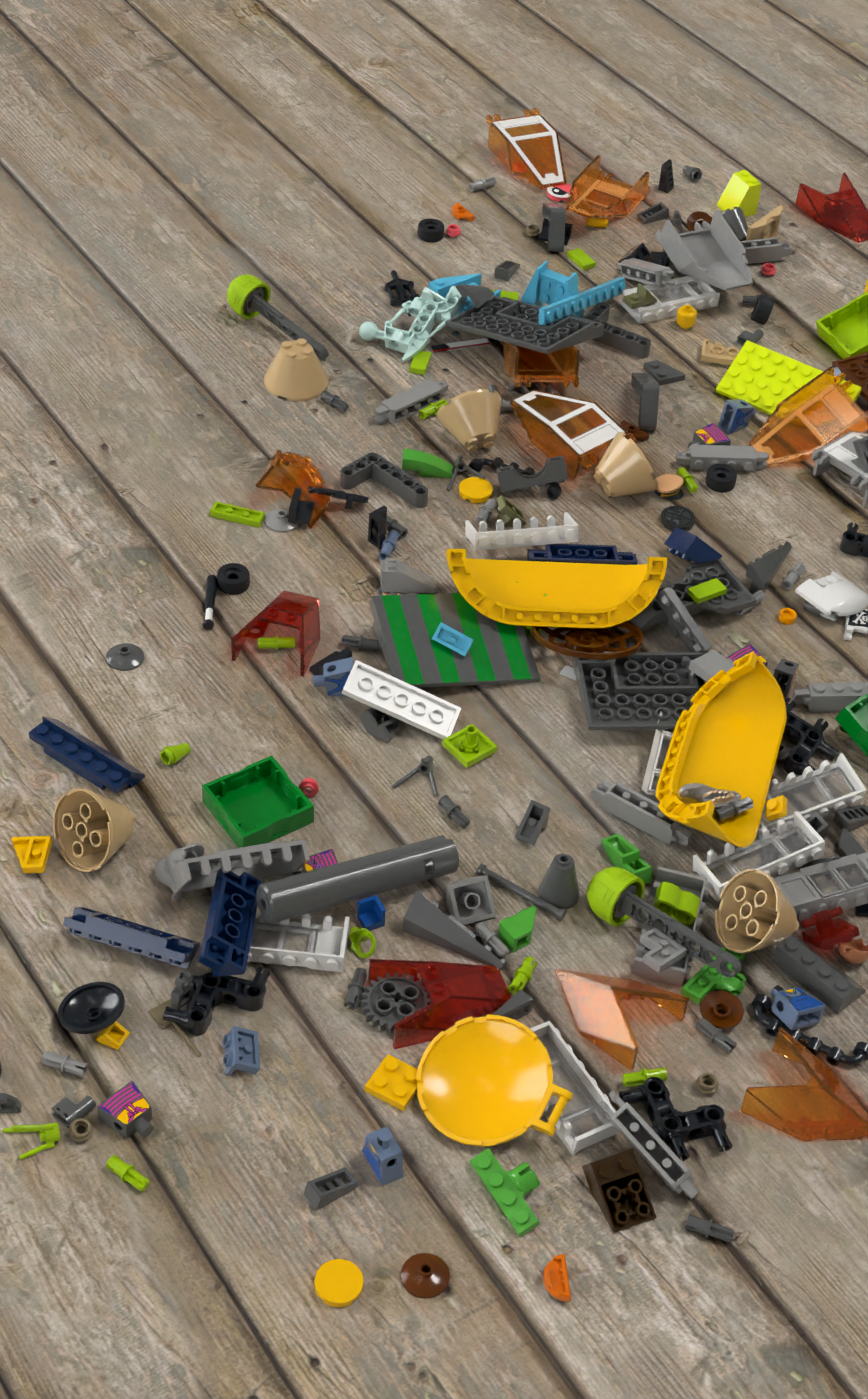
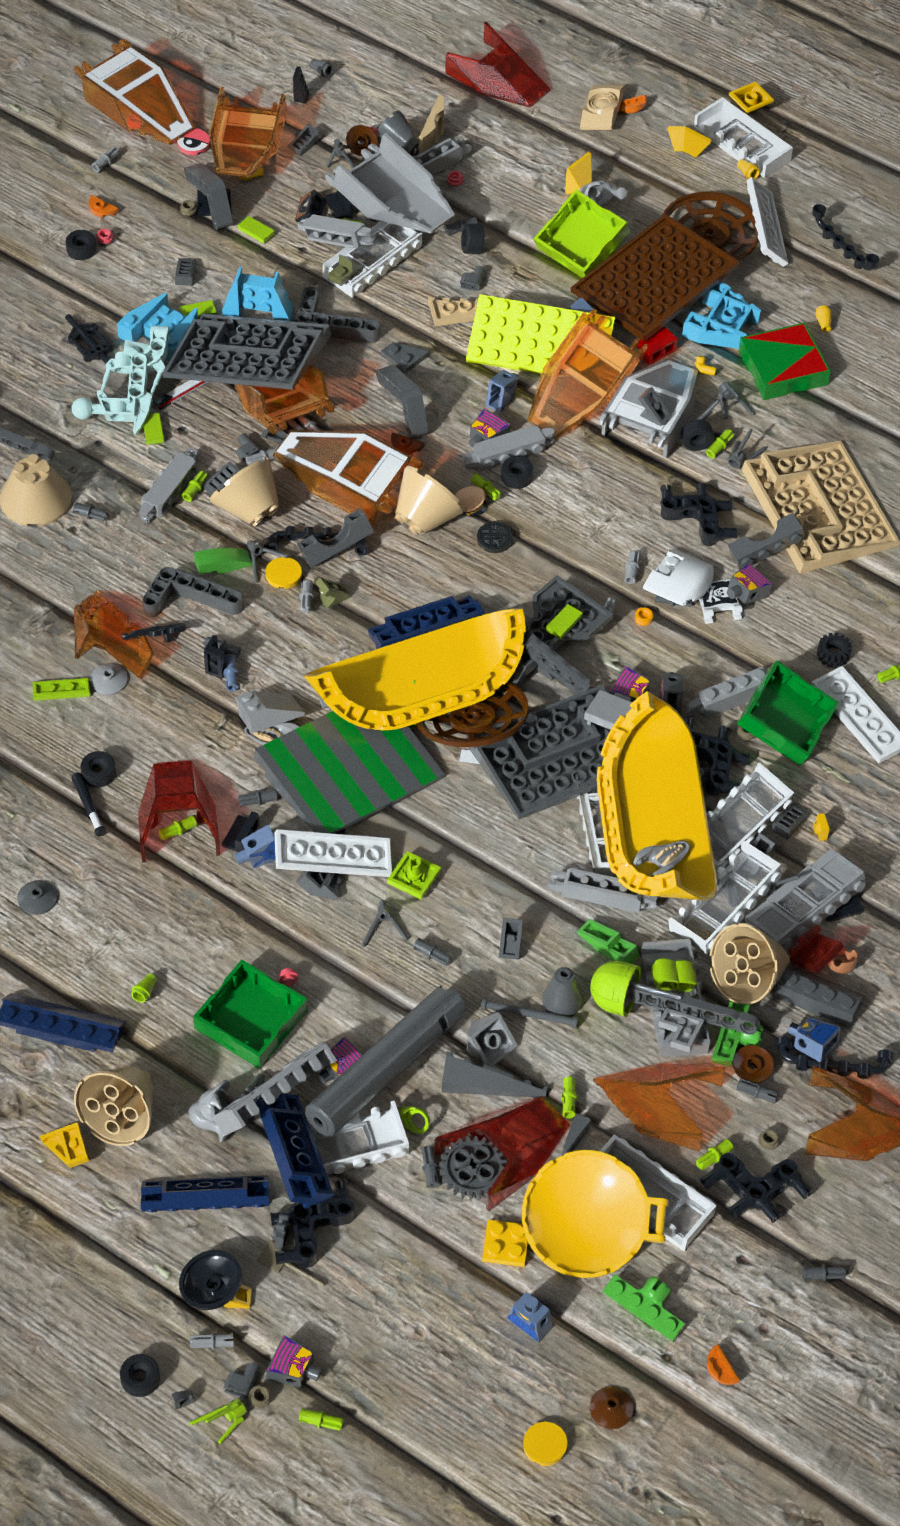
camera: 20 degrees left, 10 degrees up
(241, 1051) = (360, 1267): sand blue bracket -> none
(299, 510) = (124, 662): black panel -> none
(319, 1197) = (491, 1374): dark grey slope -> none
(371, 913) = (408, 1087): blue panel -> none
(453, 639) = (351, 767): medium azure plate -> none
(476, 293) = (181, 327): dark grey slope -> none
(491, 939) = (525, 1072): light grey axle -> none
(517, 929) = (546, 1052): bright green slope -> none
(522, 537) = (359, 616): white window -> none
(581, 301) = (291, 298): medium azure plate -> none
(620, 1190) = (737, 1267): dark brown slope -> none
(650, 1146) = (749, 1220): light grey hinge -> none
(686, 316) = (399, 274): yellow head -> none
(690, 547) = (526, 574): dark blue slope -> none
(733, 809) = (688, 861): dark grey axle -> none
(741, 192) = (388, 88): neon yellow slope -> none
(765, 568) = (603, 576): dark grey wedge -> none
(776, 808) = (723, 843): yellow plate -> none
(848, 844) = (797, 854): dark grey tile -> none

